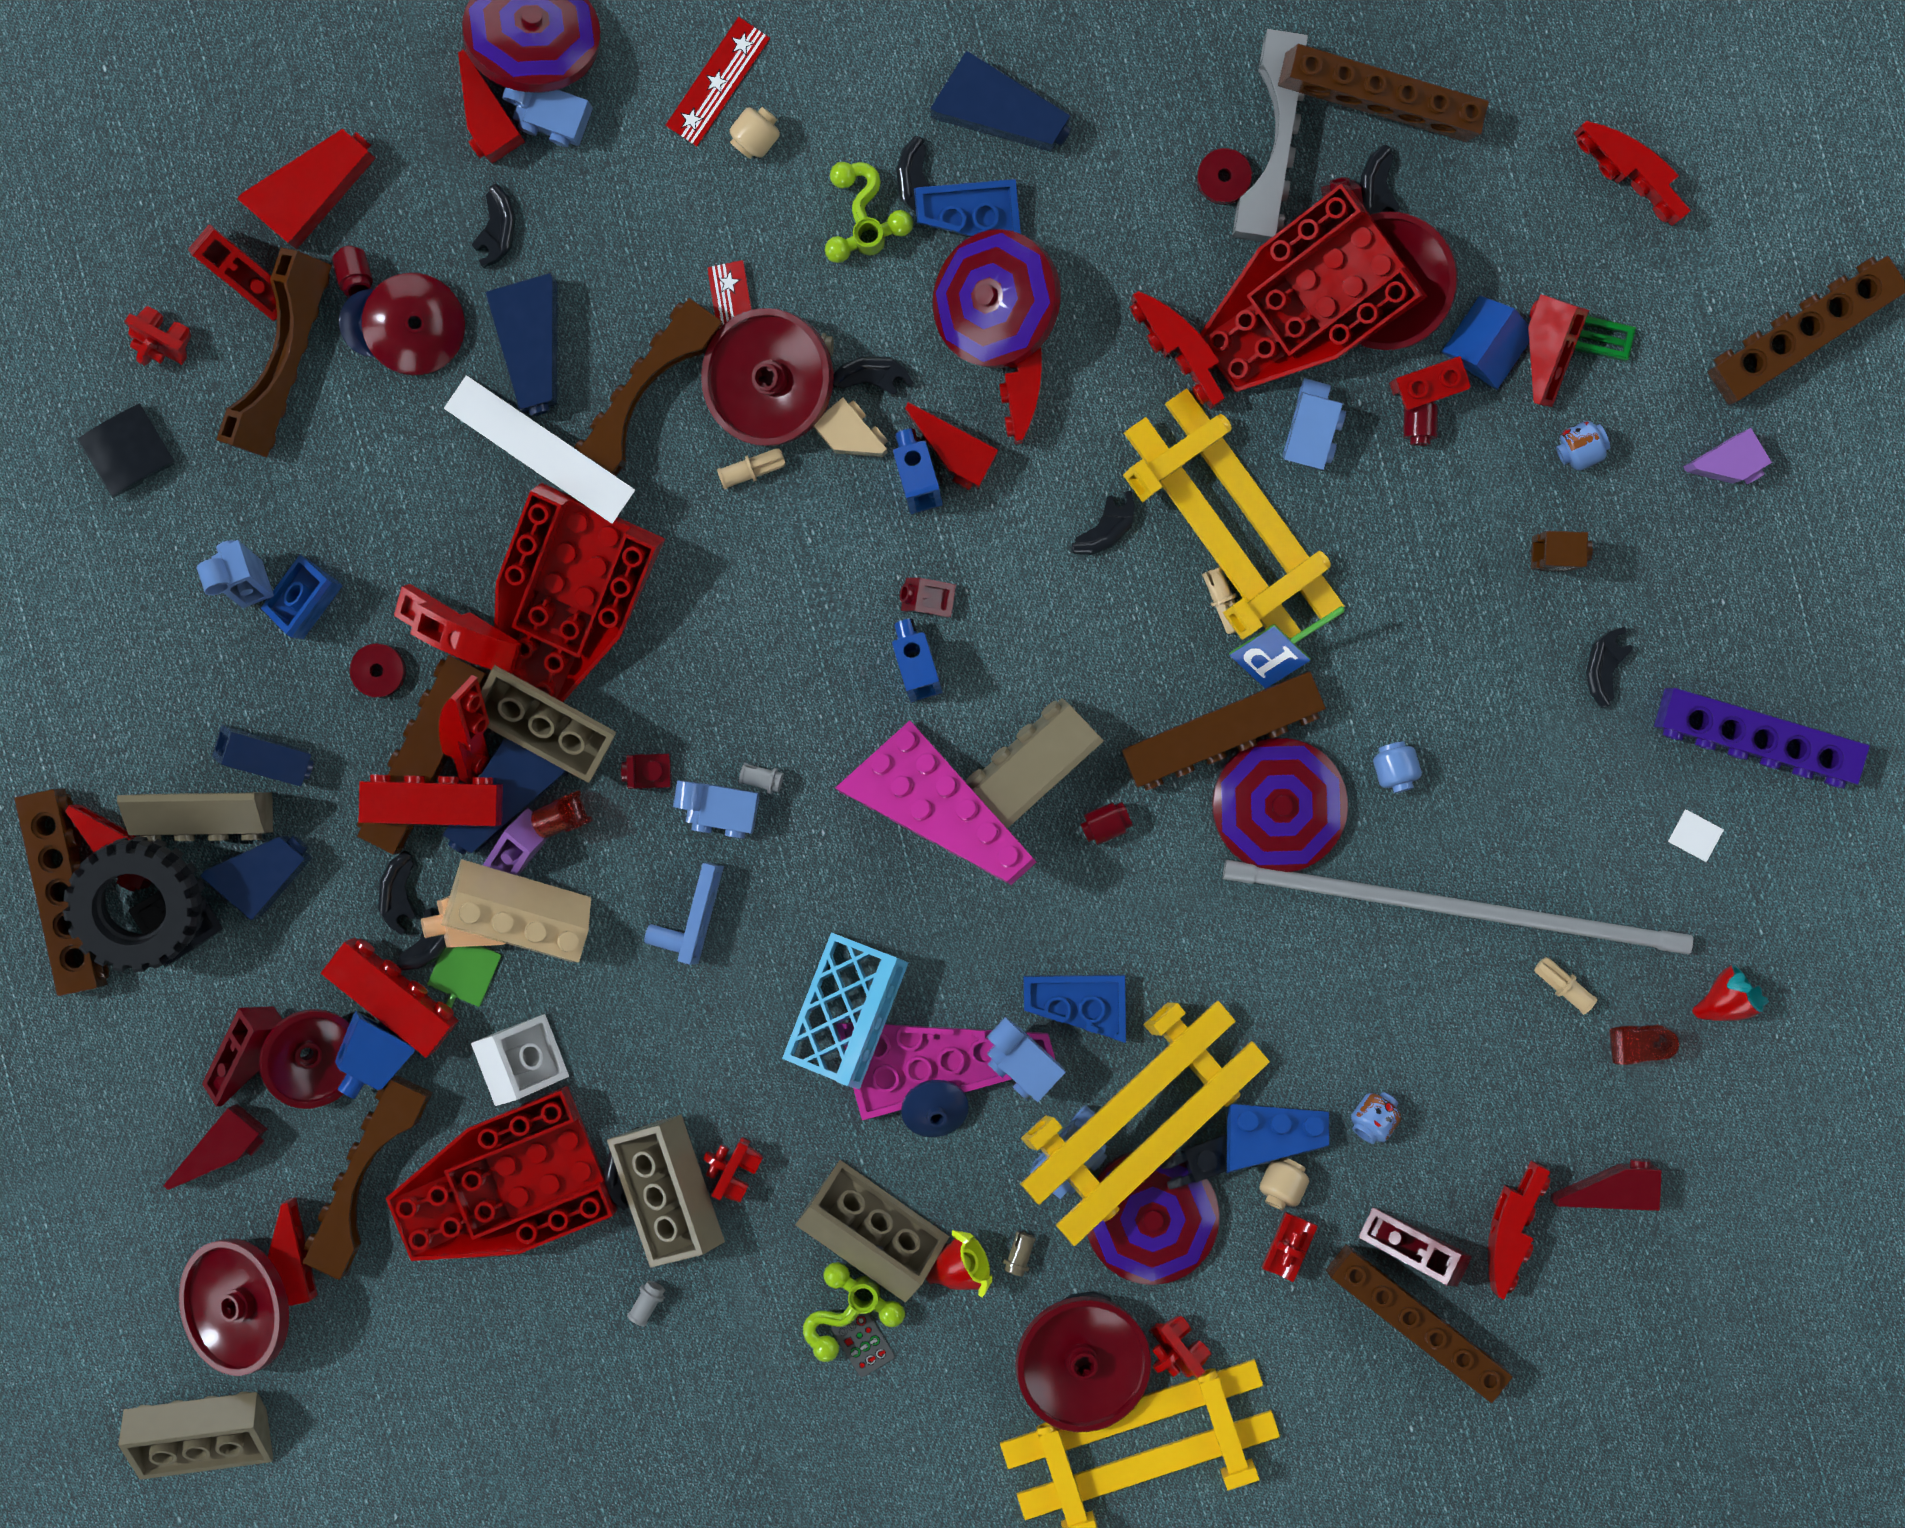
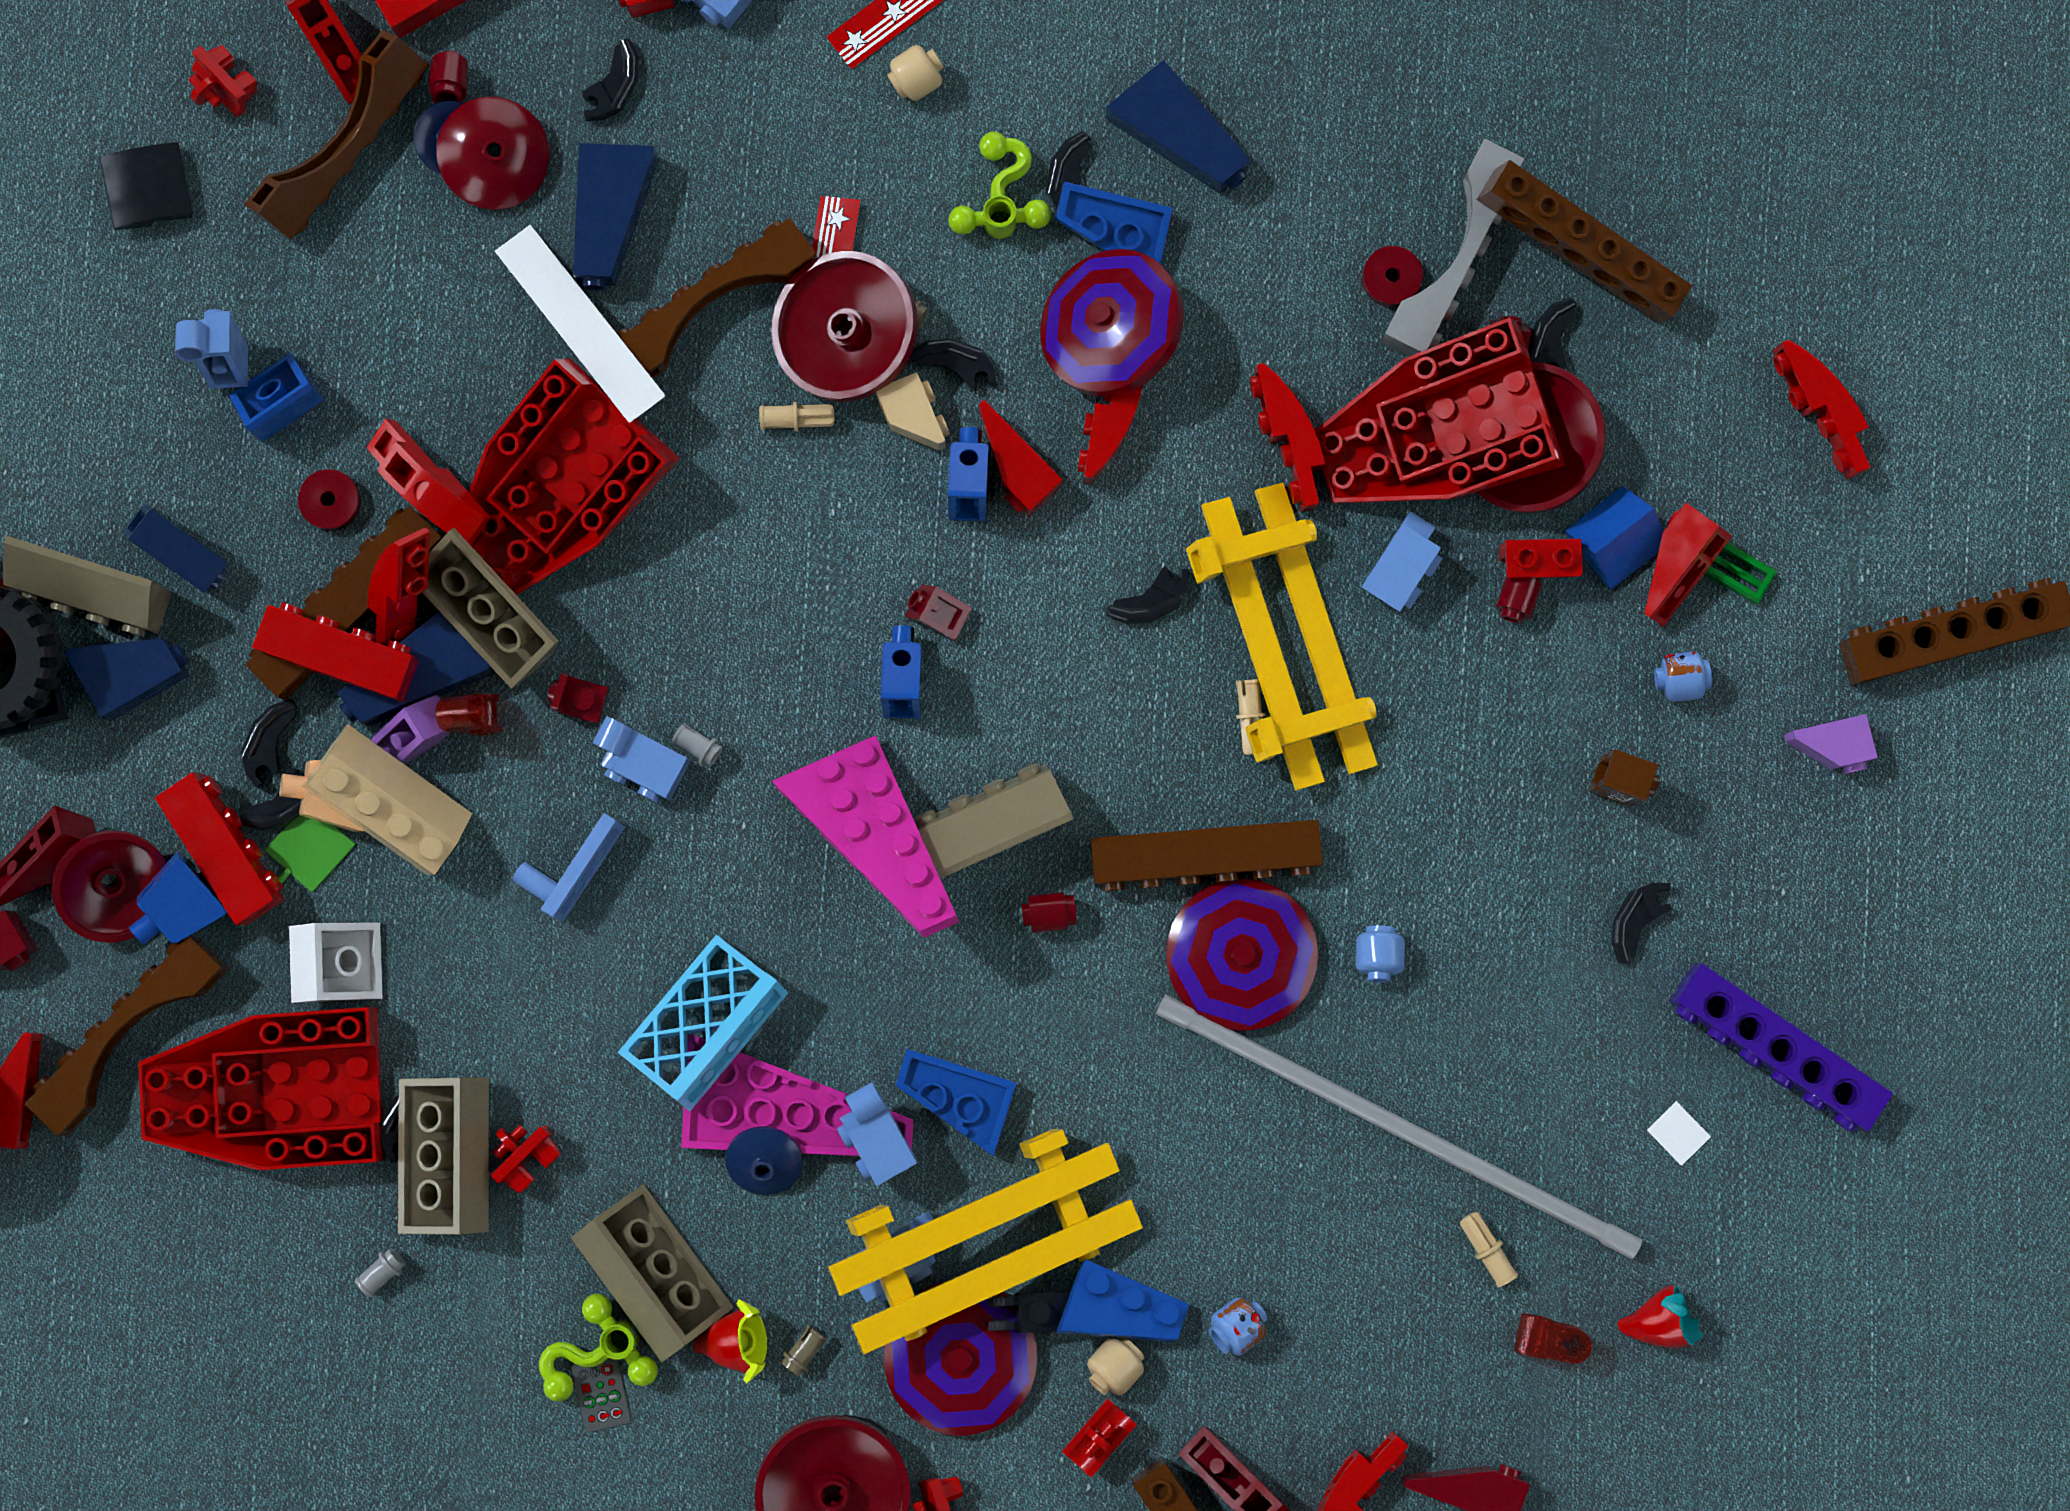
camera: 10 degrees right, 5 degrees down
(1275, 655) = (1284, 790): blue piece -> none

